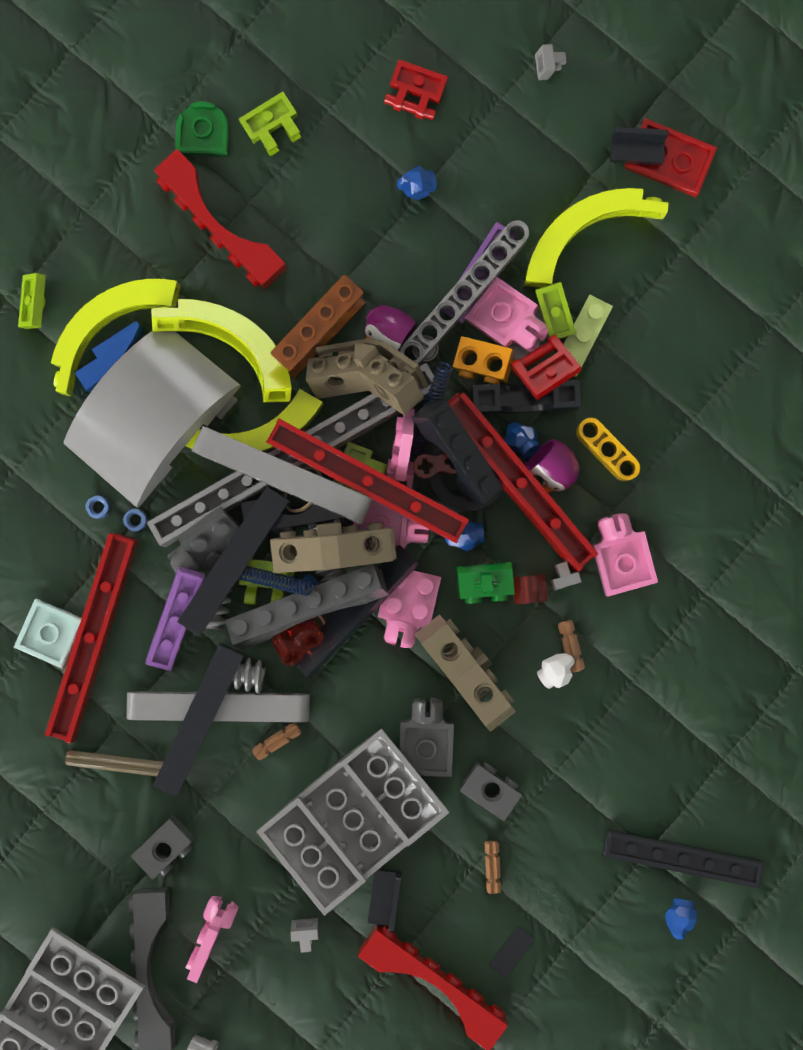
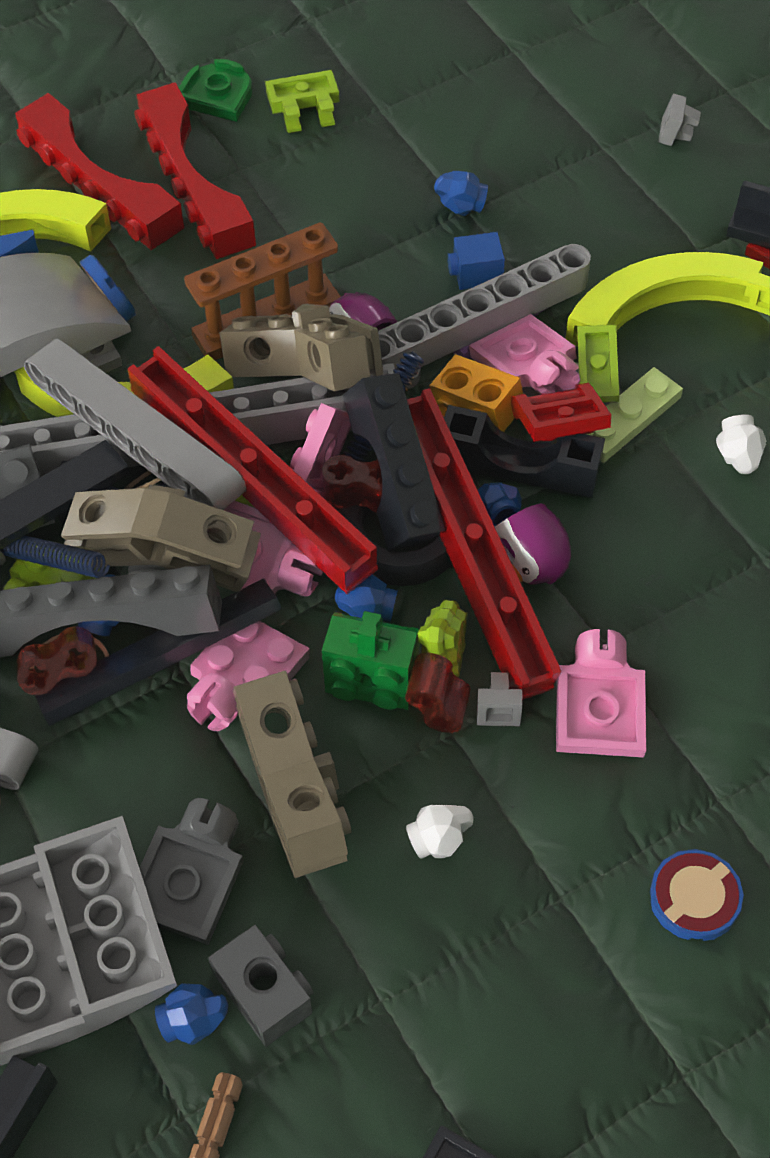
camera: 20 degrees right, 30 degrees down
(199, 268) = (140, 207): none -> red arch
(210, 355) = (107, 286): none -> blue tile
(234, 330) = (143, 270): neon yellow arch -> none
(417, 82) = (501, 102): red plate -> none
(446, 241) = (476, 259): none -> blue brick
(460, 819) = (190, 1013): none -> blue rock
(521, 549) = (445, 633): none -> lime rock
(571, 644) = (478, 802): medium nougat axle -> none
(620, 453) = (622, 570): yellow beam -> none
(661, 341) = (741, 443): none -> white rock
(706, 658) = (696, 895): none -> tile

